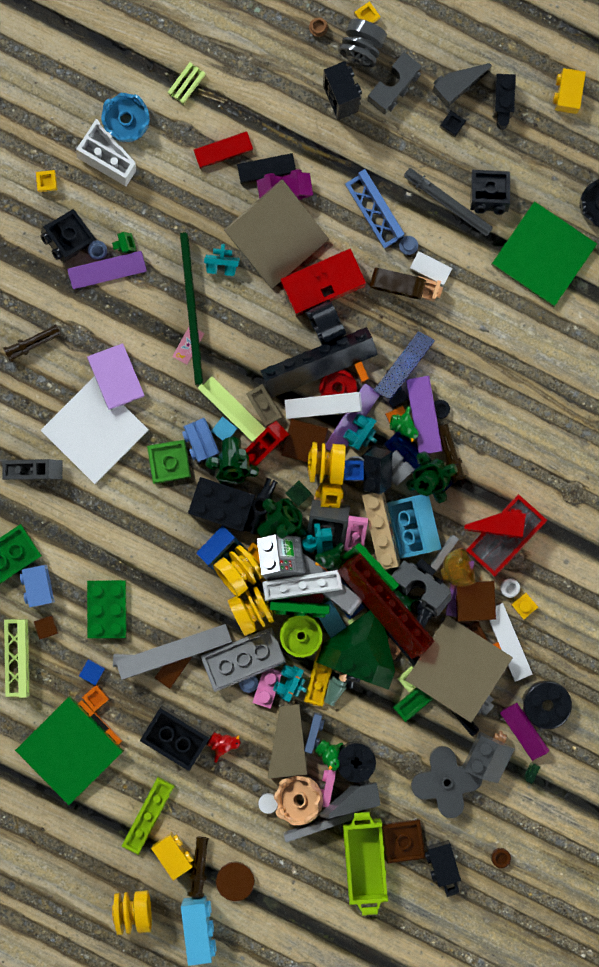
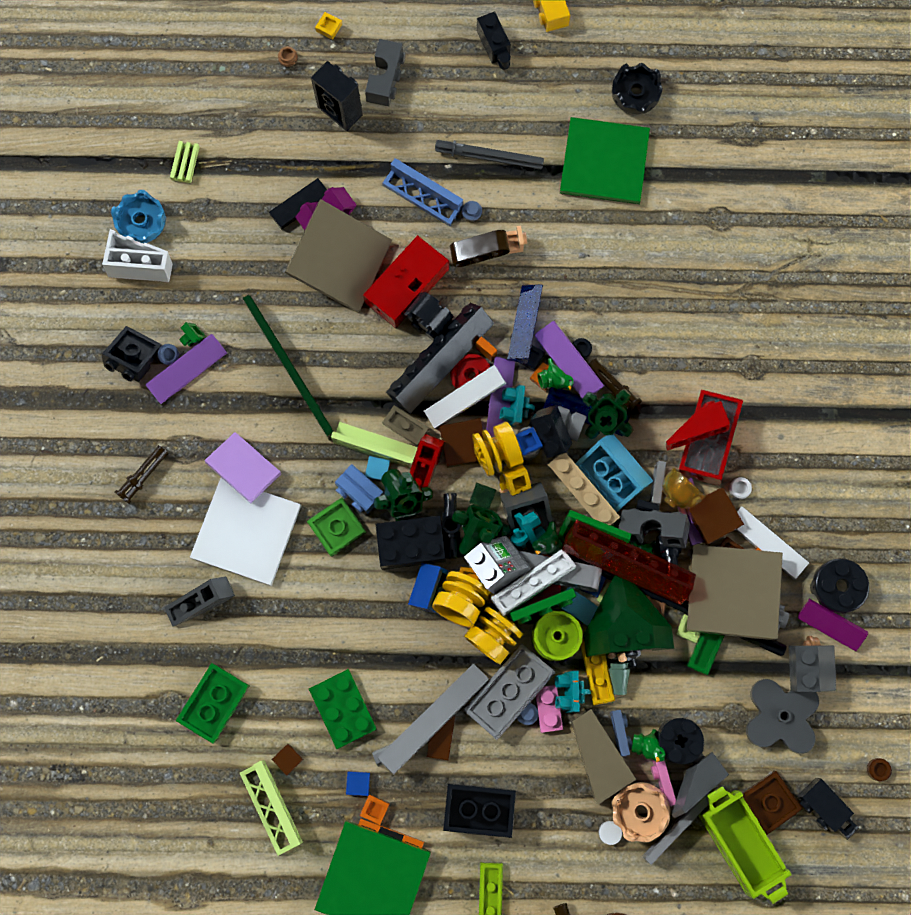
camera: 25 degrees left, 10 degrees down
(37, 586) = (258, 719): medium blue brick -> none
(46, 181) = (87, 312): yellow plate -> none
(183, 352) = (300, 410): bright pink sticker -> none
(213, 261) = (288, 312): teal hips -> none
(222, 744) = (532, 792): red animal -> none
(223, 149) = (249, 205): red tile -> none
(355, 532) = (559, 503): bright pink plate -> none
(362, 42) = (337, 44): dark grey wheel -> none
(430, 268) = (503, 221): white tile -> none
(452, 123) = (457, 84): black tile -> none
(456, 83) = (444, 45): dark grey slope -> none
(490, 191) = (524, 126): black plate -> none
(524, 605) = (764, 499): yellow plate -> none
(531, 772) = (862, 663): clear green tile -> none

